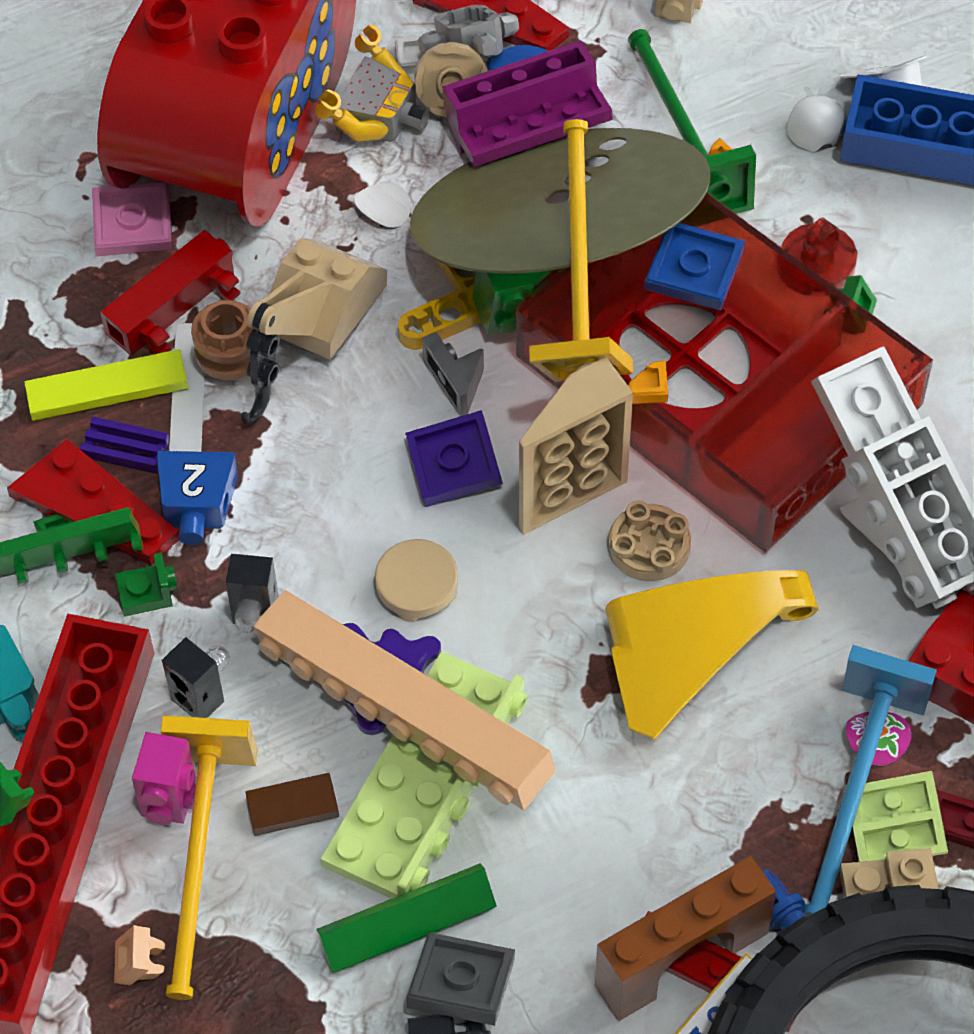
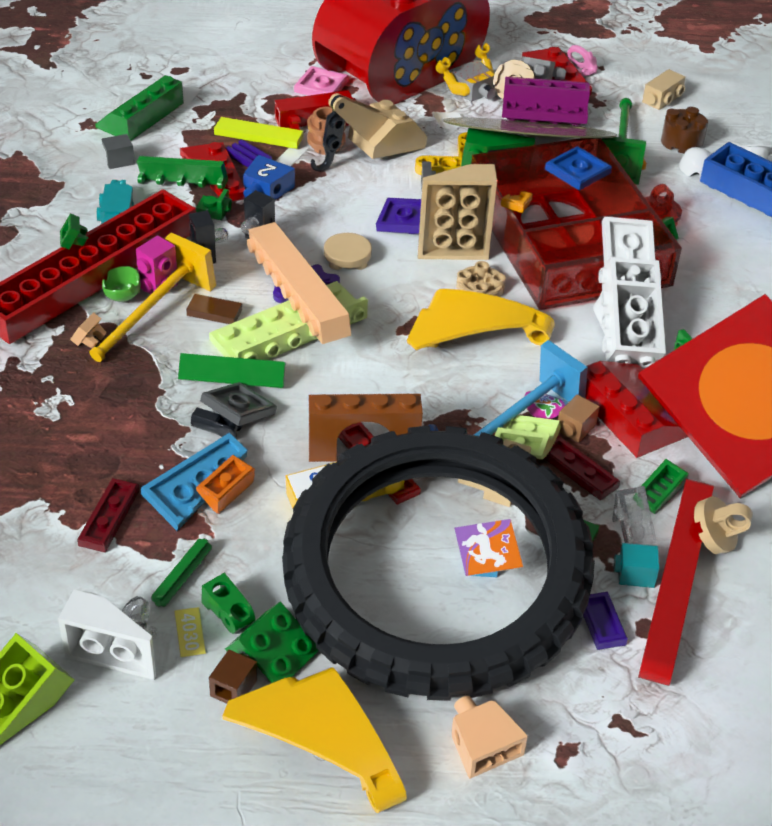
camera: 25 degrees right, 15 degrees down
(124, 835) = (122, 284): none -> bright green hair
(564, 358) = (504, 181): yellow tile -> none
(764, 63) = (684, 129): none -> reddish brown brick
(946, 745) = (578, 418): none -> medium nougat brick

